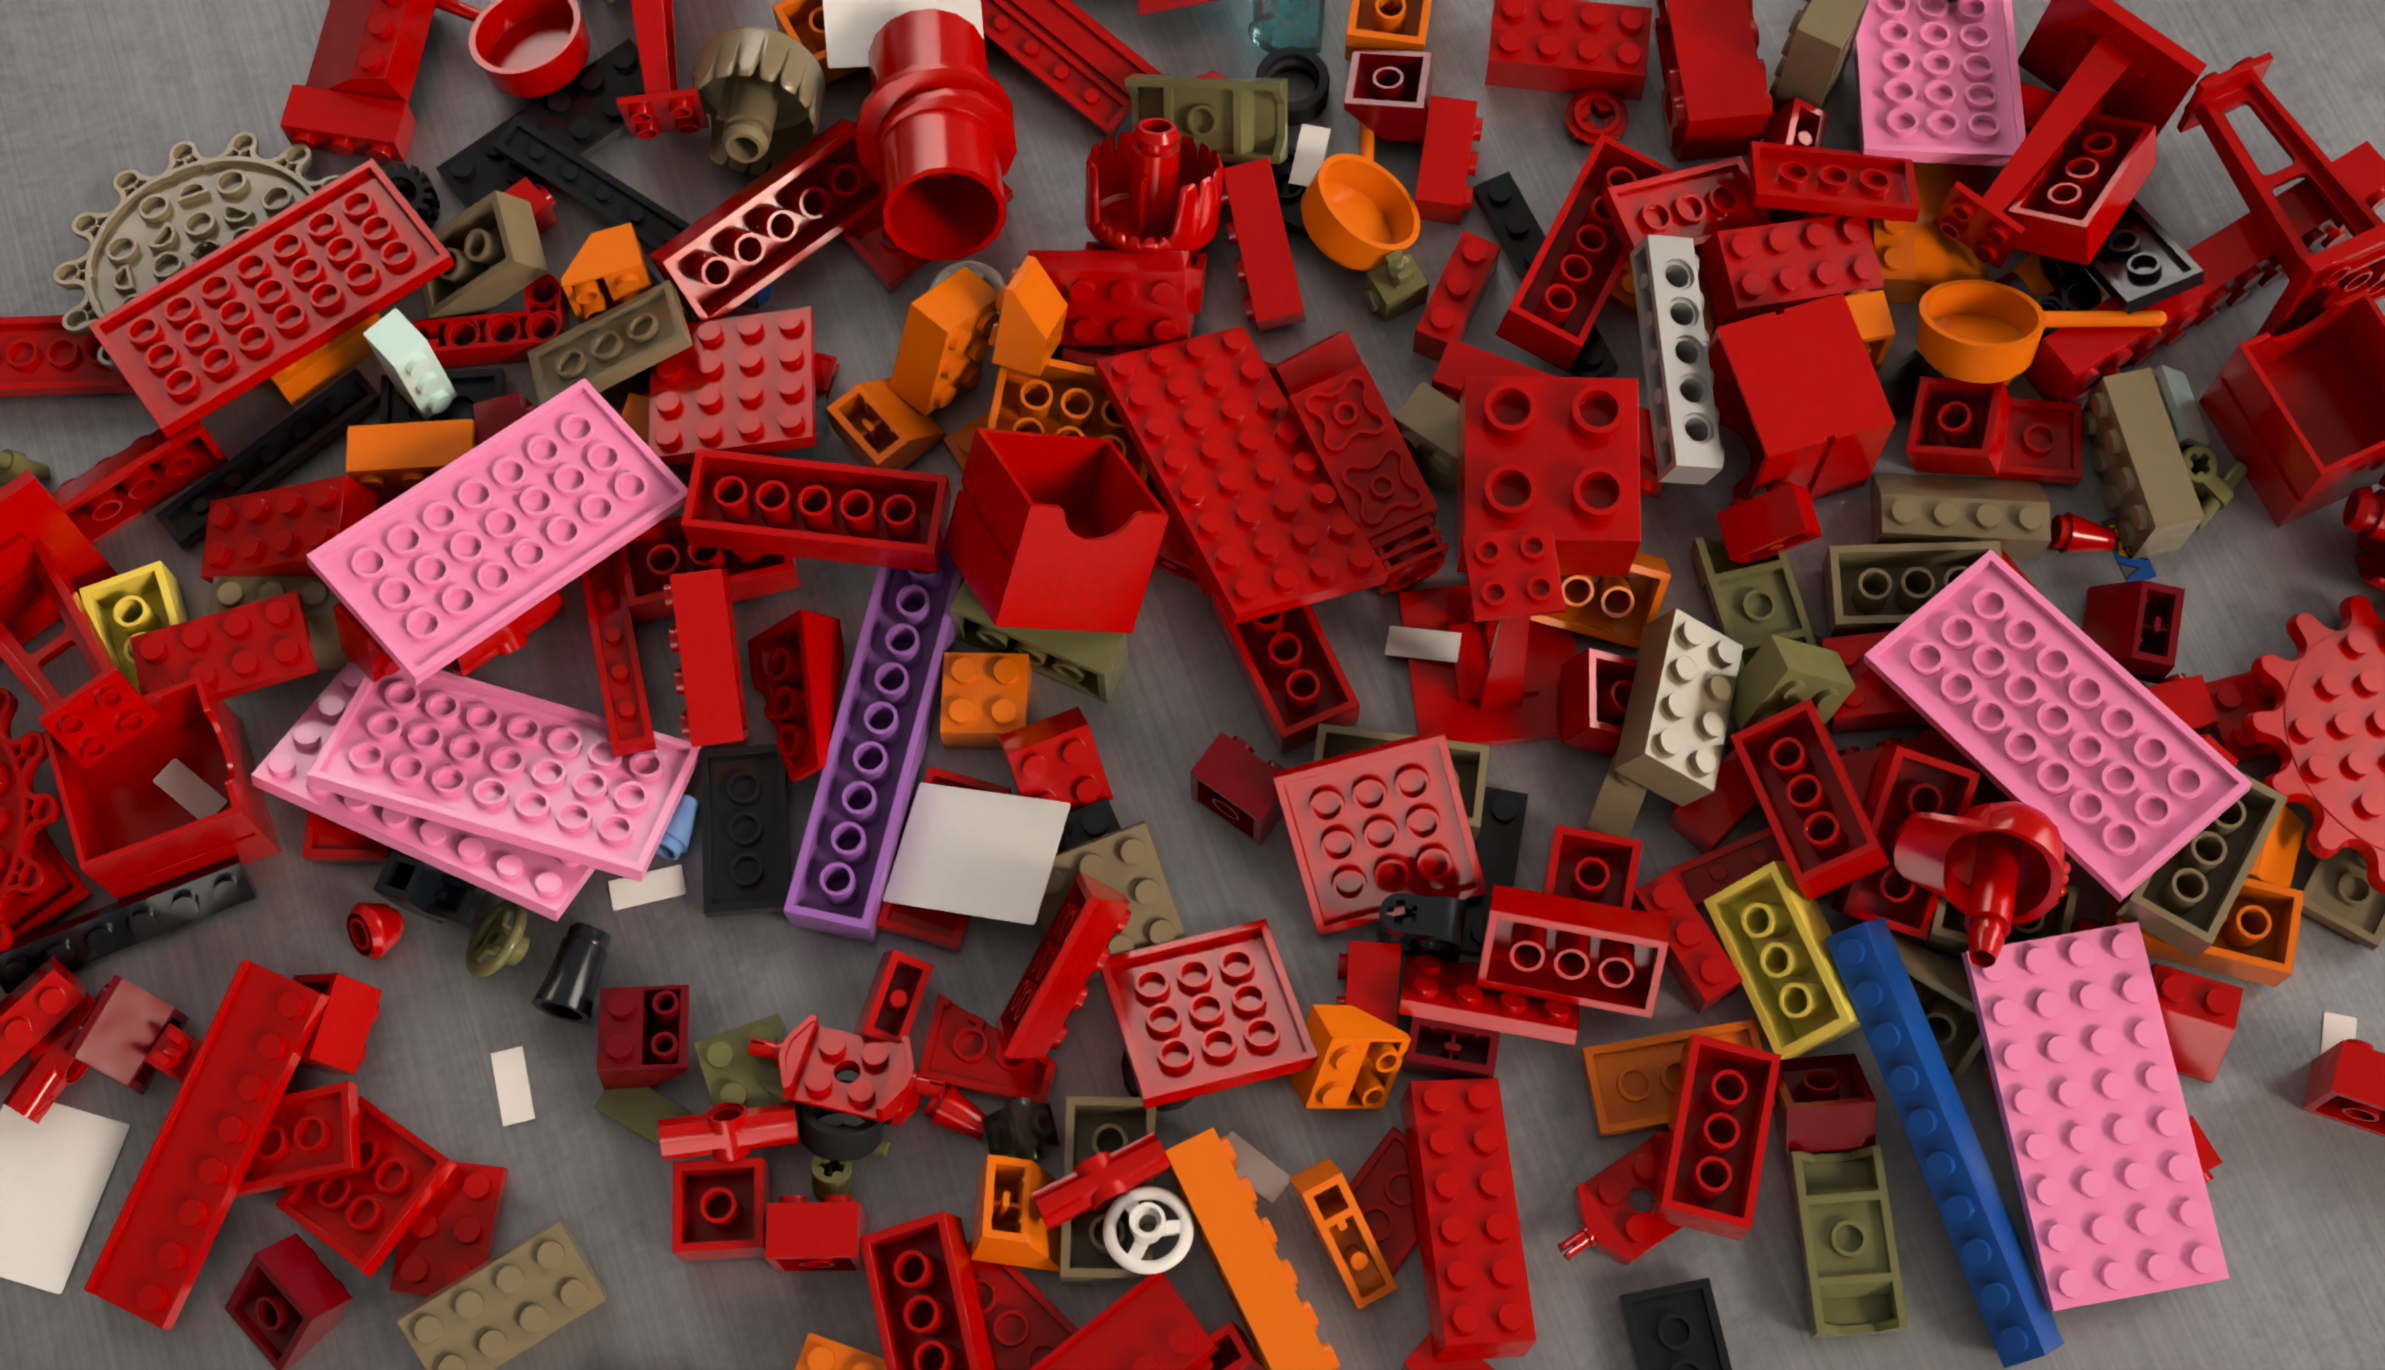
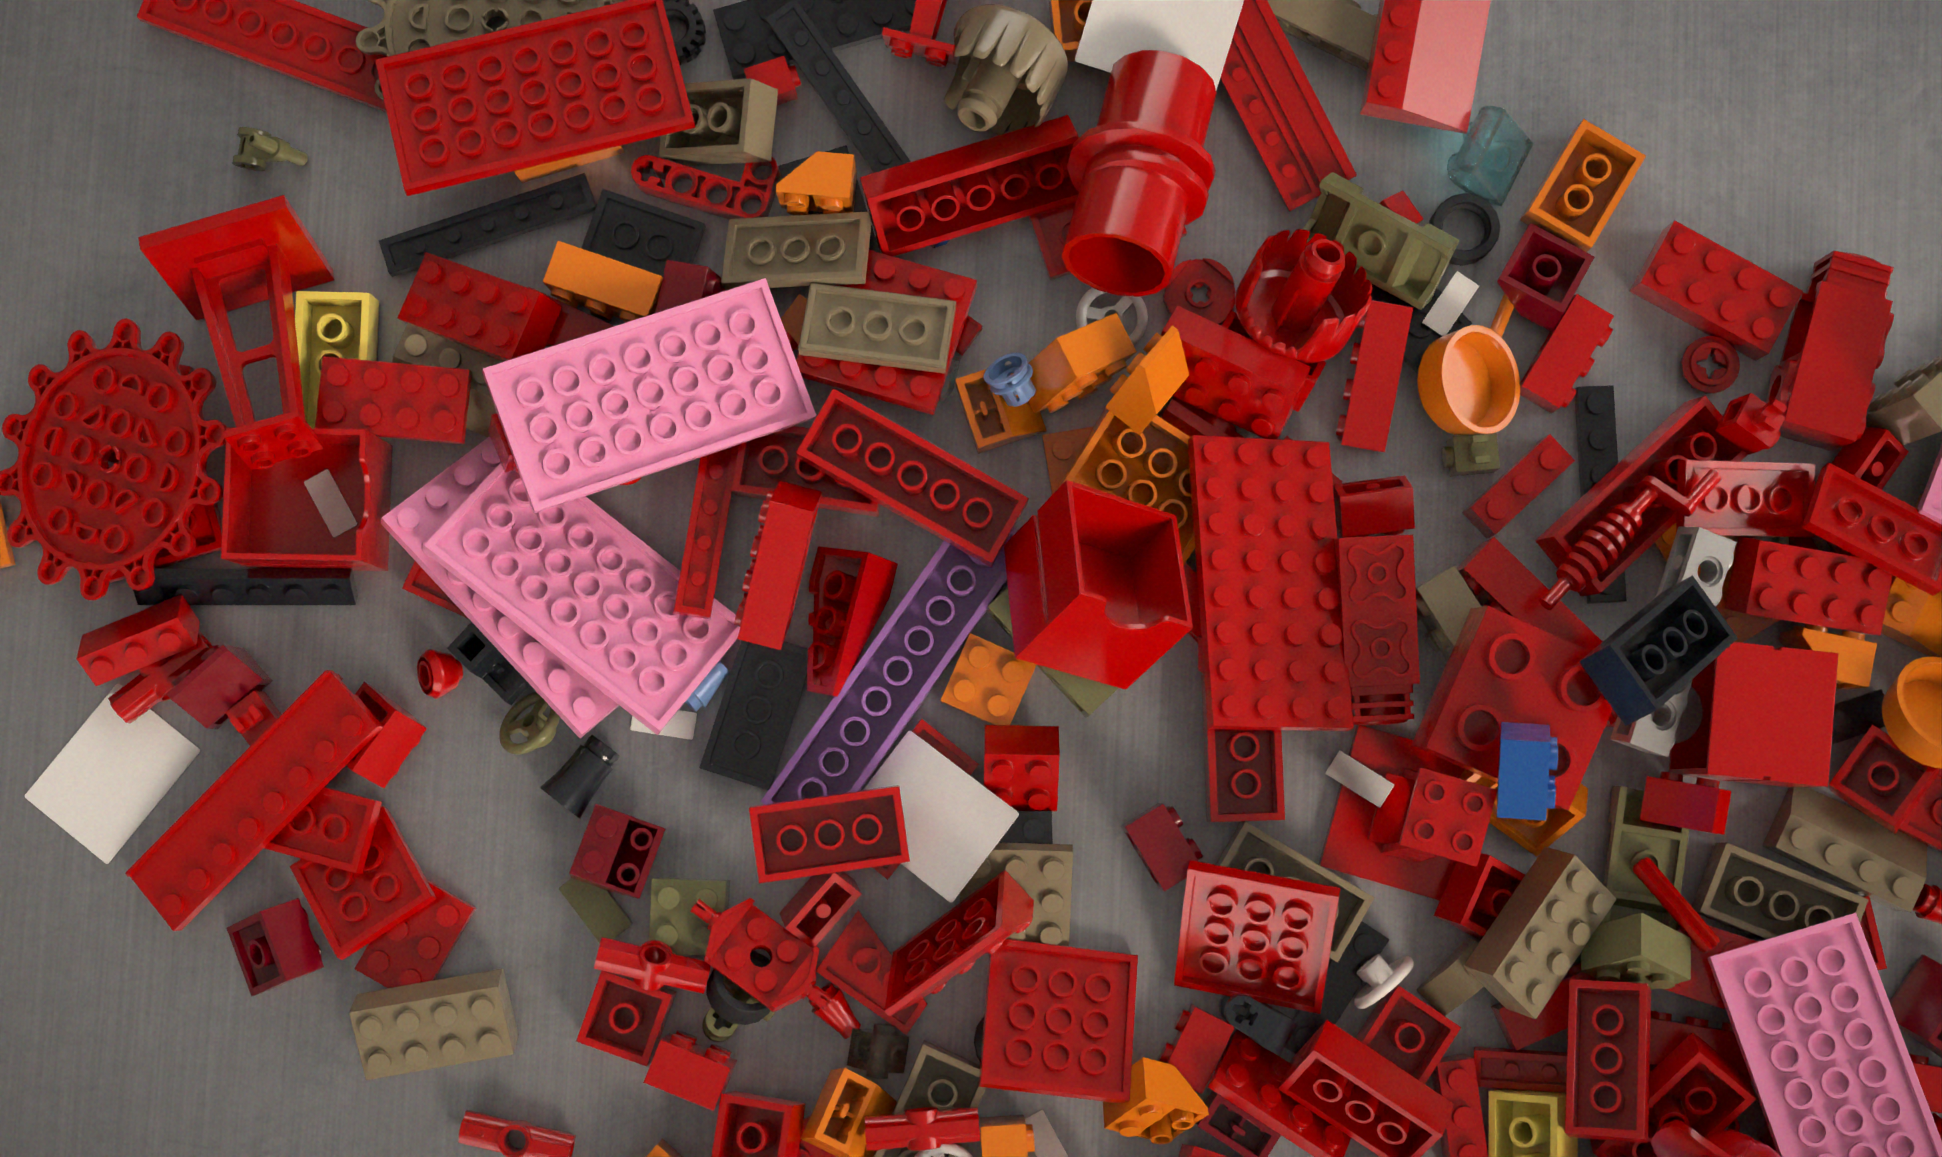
camera: 20 degrees right, 15 degrees up
(138, 479) = (365, 204): red slope -> none
(410, 364) = (627, 207): light aqua brick -> none
(512, 1086) = (502, 841): white sticker -> none
(722, 382) = (877, 328): none -> dark tan tile
(870, 903) = (829, 834): none -> red brick
(875, 387) = (1009, 384): none -> medium blue piece
(1046, 224) = (1198, 274): none -> red plate
(1534, 830) = (1380, 978): none -> white piece
(1564, 285) = (1609, 537): none -> red piece
(1571, 497) = (1523, 773): none -> blue brick
(1655, 344) = (1658, 650): none -> black brick
(1659, 136) = (1752, 423): none -> red brick
(1806, 625) = (1676, 904): none -> red axle

